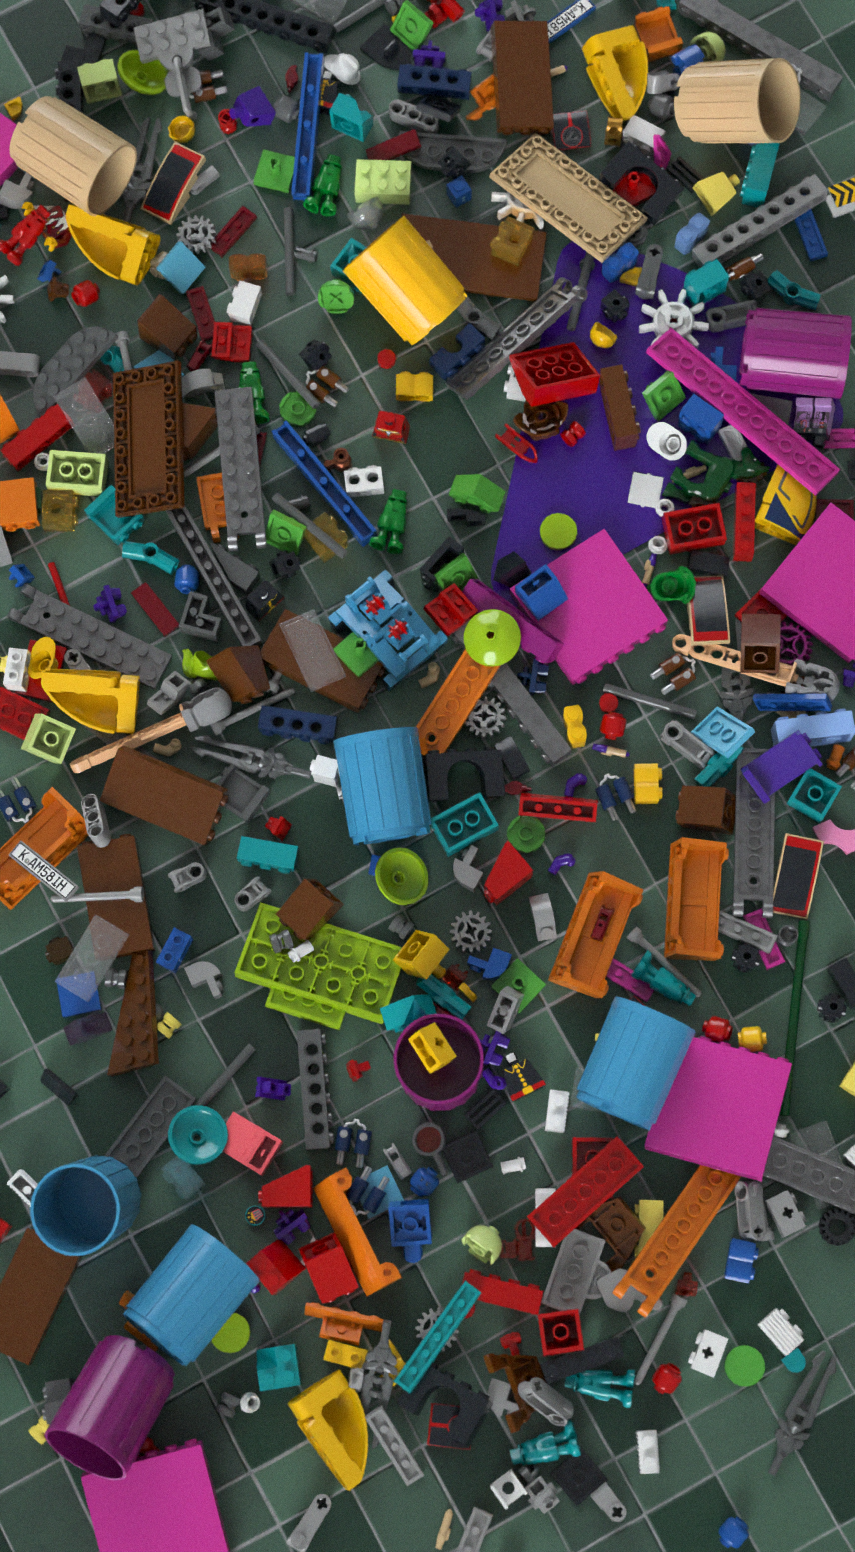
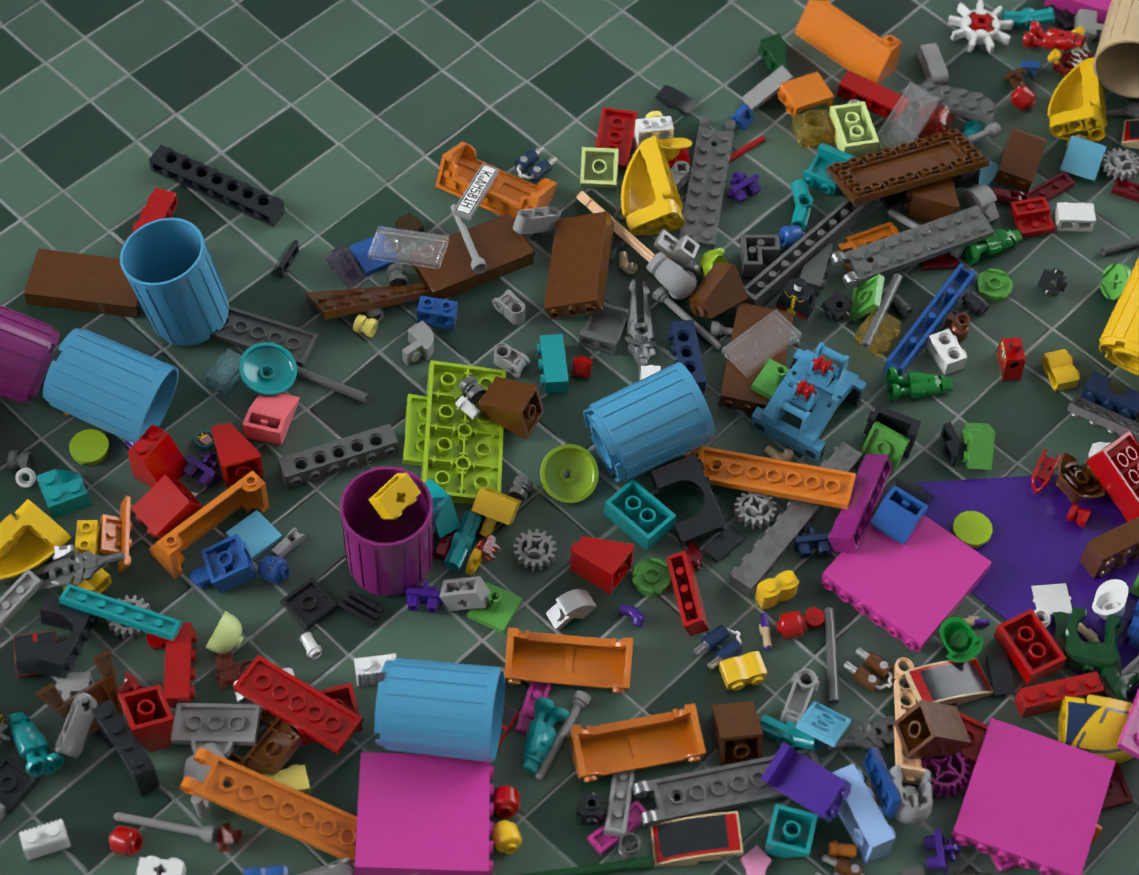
camera: 65 degrees right, 20 degrees down
(155, 609) = (753, 221): dark red tile -> none
(248, 266) = (1111, 209): clear orange brick -> none
(272, 1088) = (328, 418): dark purple hips -> none
(288, 374) = (1023, 265): dark grey piece -> none
(330, 379) = (1035, 301): reddish brown piece -> none
(361, 1145) = (298, 509): dark blue piece -> none
(375, 1196) = (247, 529): dark blue piece -> none
(386, 359) = (1077, 342): red tile -> none
(430, 1141) = (314, 566): piece -> none
(450, 609) = (849, 447): red slope -> none
(463, 871) = (595, 527): light grey brick -> none
(494, 967) = (508, 578): blue brick -> none
(494, 1081) = (390, 609): dark purple arm -> none
(497, 649) = (831, 490): lime dish -> none
(521, 1078) = (400, 629): black torso -> none
(574, 781) = (717, 604): dark purple arm -> none
(599, 1384) = (106, 778): teal piece -> none
(601, 925) = (583, 663): dark red bar -> none
(660, 541) = (996, 619): white plate -> none

